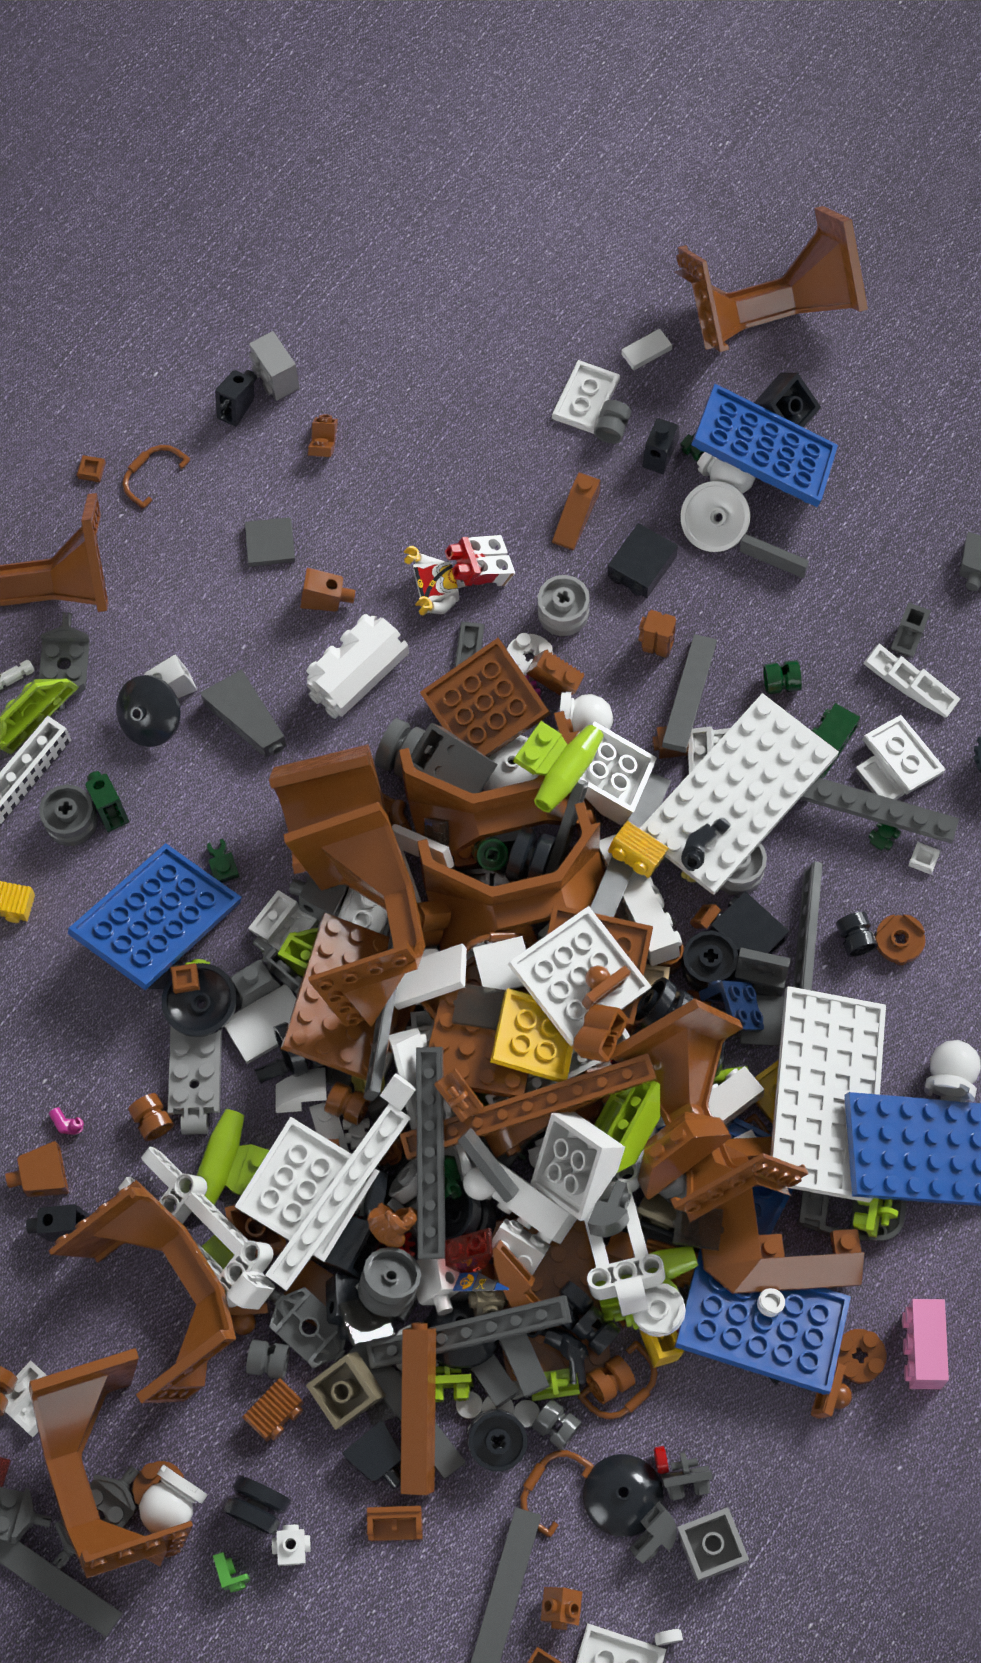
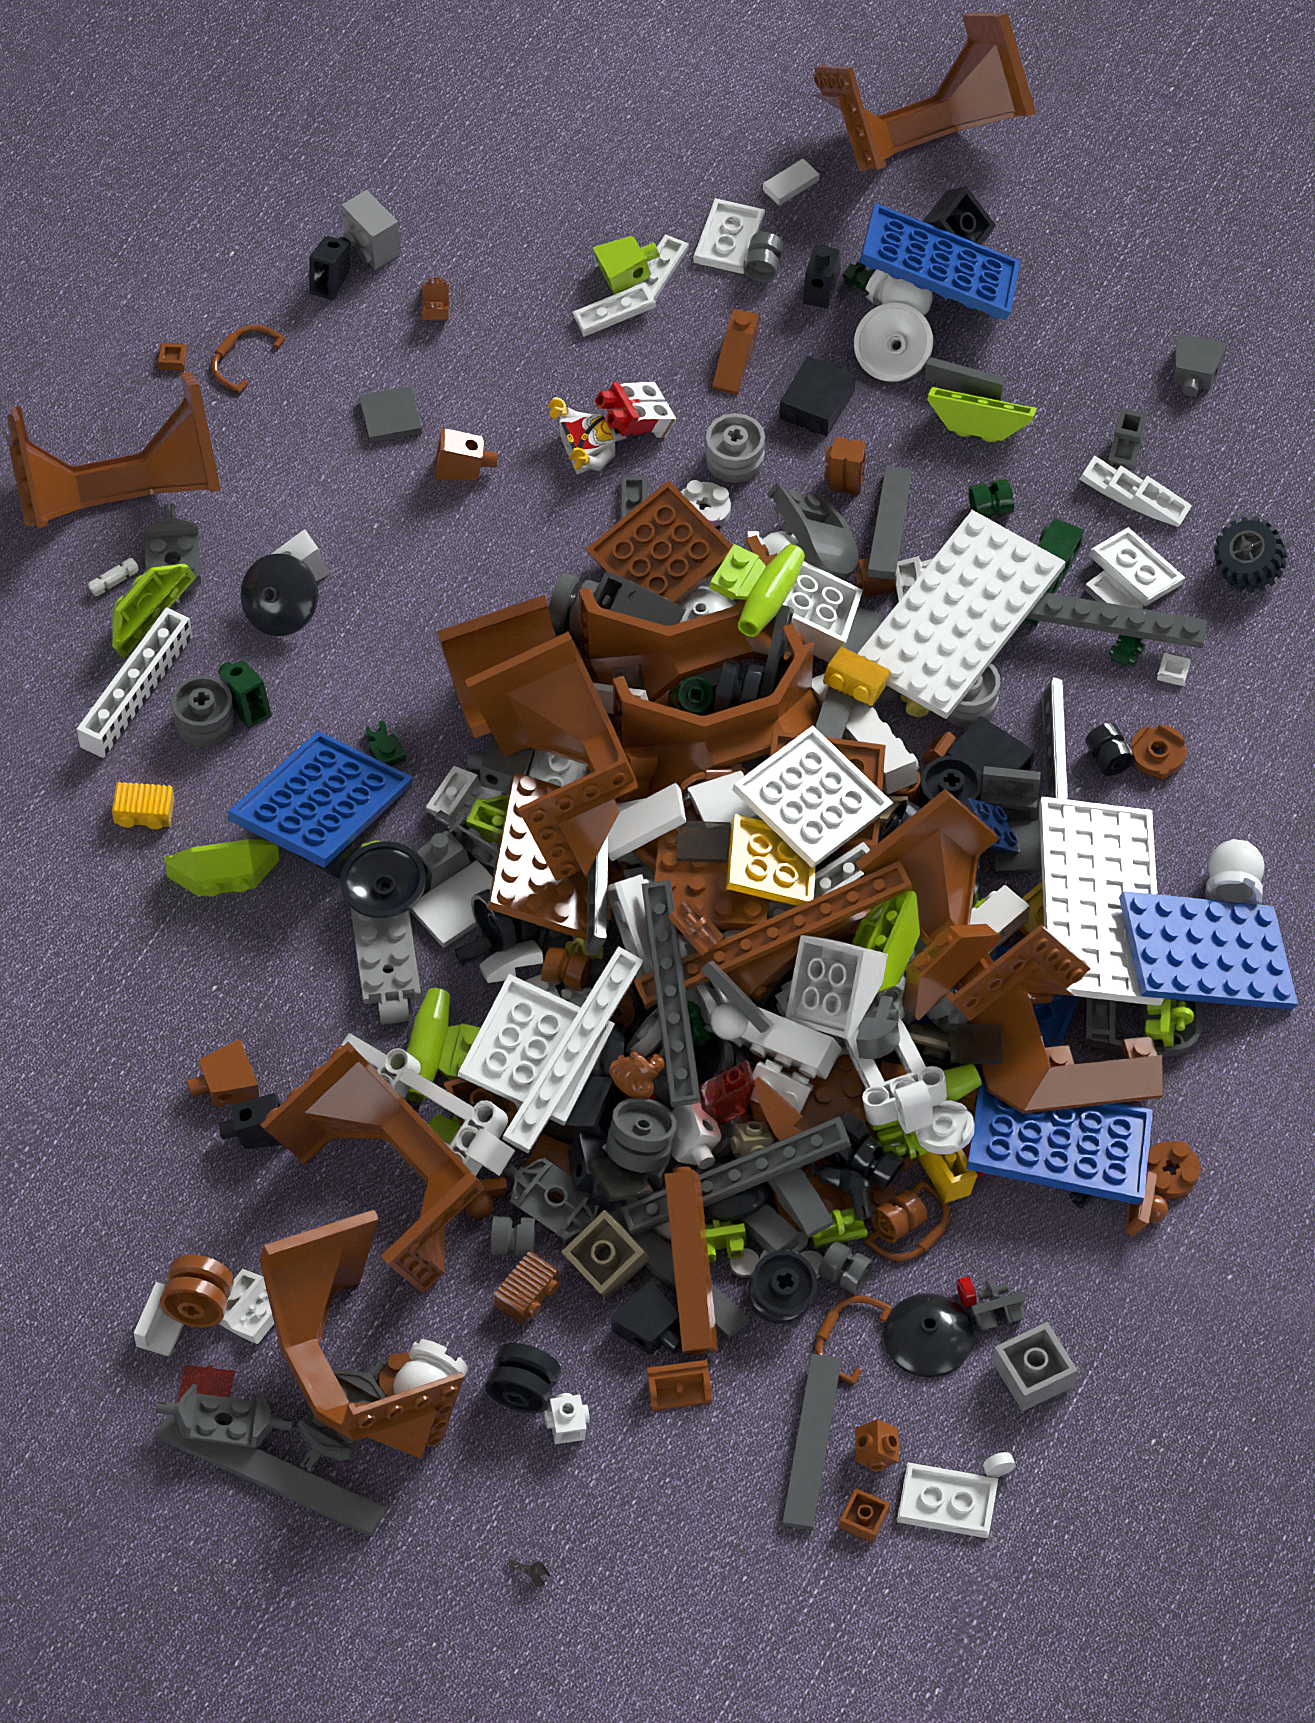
camera: 10 degrees left, 10 degrees down
(64, 970) = (222, 866): none -> lime wedge
(64, 1125) = (254, 1028): dark pink arm -> none
(152, 1119) = (343, 1007): dark orange wheel -> none
(185, 978) = (364, 857): dark orange tile -> none
(225, 1569) = (498, 1455): bright green bracket -> none
(245, 713) = (389, 590): dark grey slope -> none
(357, 666) = (509, 530): white brick -> none
(398, 1092) = (627, 933): white tile -> none
(476, 459) = (614, 309): none -> white tile
(476, 1282) = (739, 1123): sticker -> none
(490, 417) = (624, 262): none -> lime torso
(520, 423) = (661, 269): none -> white tile
(554, 673) = (735, 515): dark orange brick -> none
(600, 1032) = (844, 844): dark orange brick -> none
(602, 983) = (840, 798): dark orange tile -> none
(625, 712) = (819, 530): none -> dark grey slope
(659, 1530) = (976, 1359): dark grey brick -> none
(694, 848) = (919, 668): black arm -> none
(771, 1302) = (1066, 1117): white tile -> none
(783, 593) = (979, 415): none -> lime wedge
(925, 1344) = (1241, 1144): bright pink brick -> none

